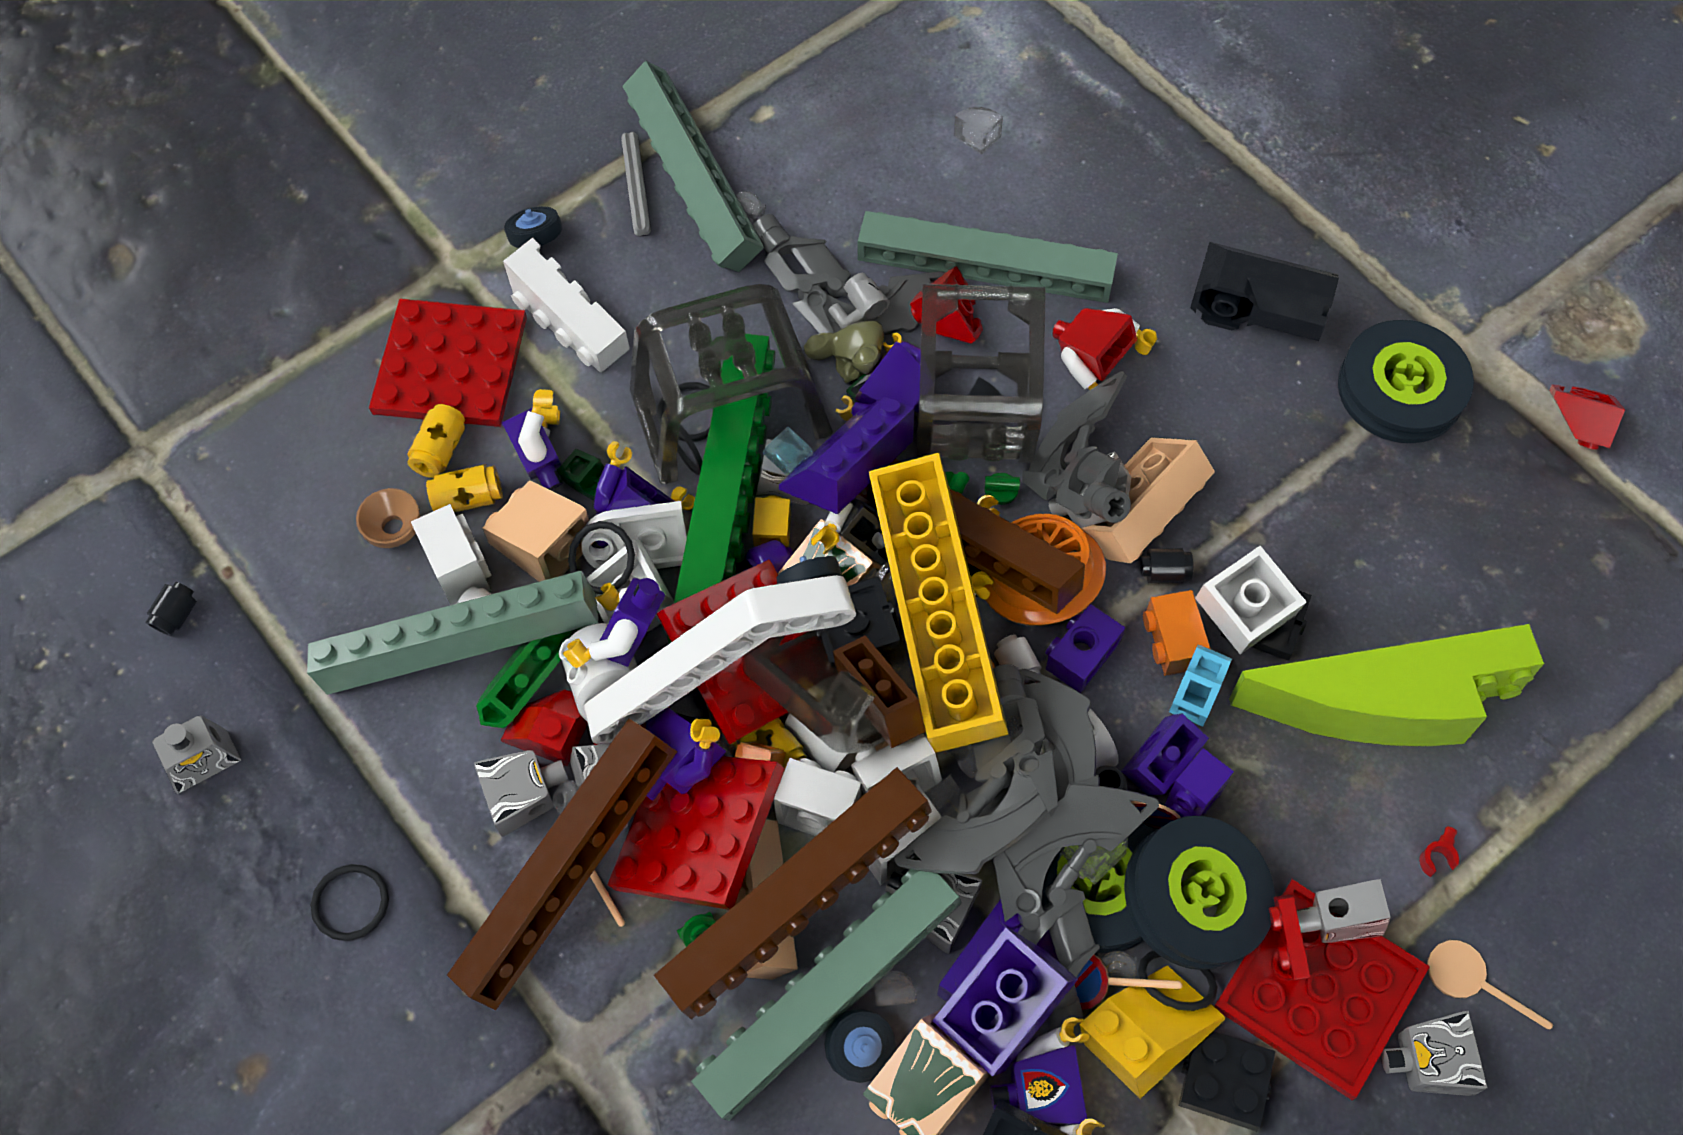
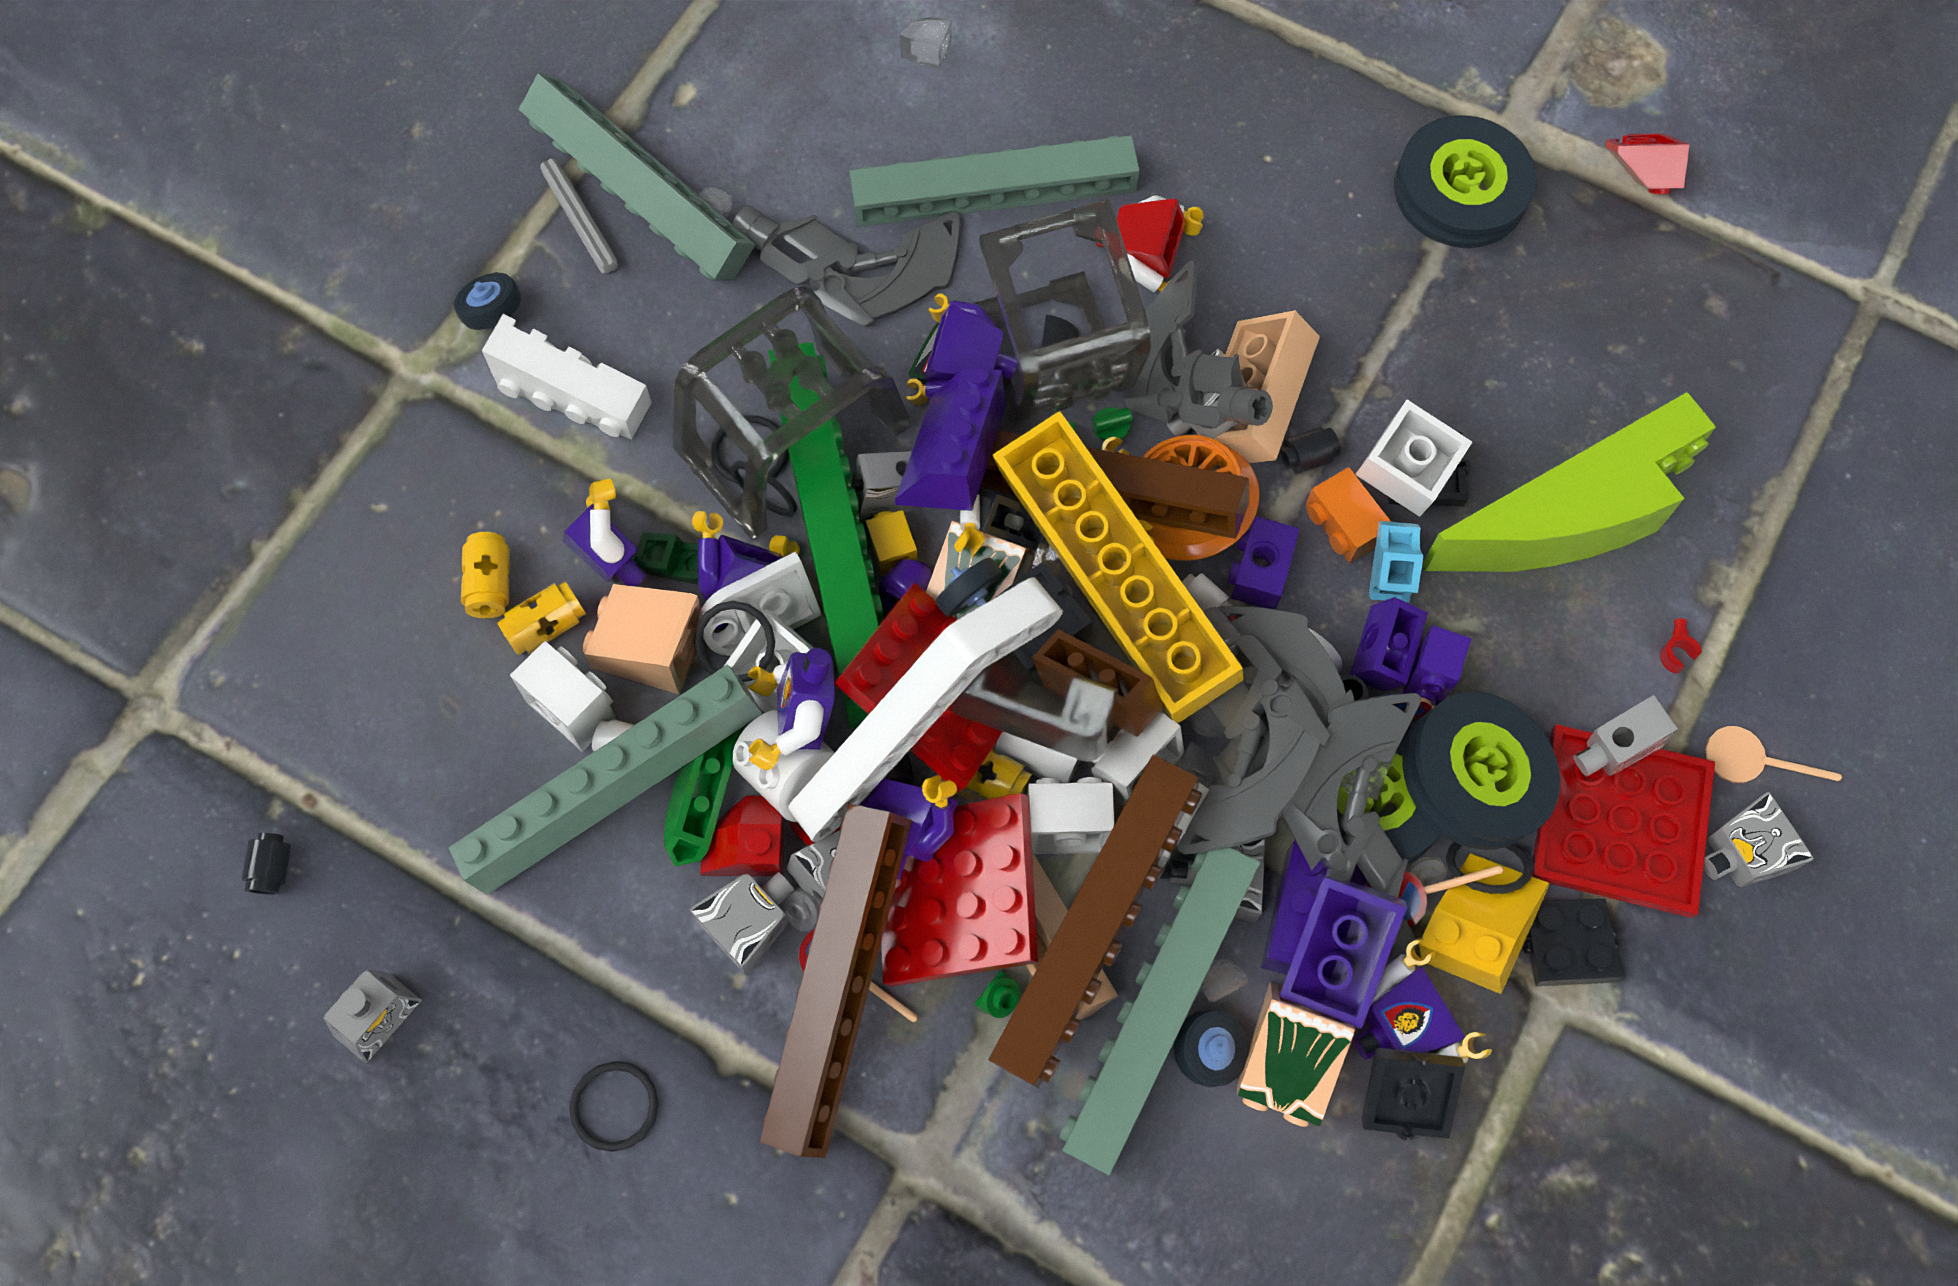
camera: 25 degrees left, 5 degrees up
(383, 507) = (463, 664): medium nougat piece -> none
(449, 358) = (456, 479): red plate -> none
(759, 751) = (991, 788): orange tile -> none
(787, 451) = (888, 460): clear light blue plate -> none
(854, 347) = (901, 325): olive head -> none
(866, 299) = (887, 265): light grey piece -> none
(960, 323) = (961, 248): red slope -> none
(1262, 291) = (1294, 132): black brick -> none
(1292, 953) = (1591, 795): red plate -> none

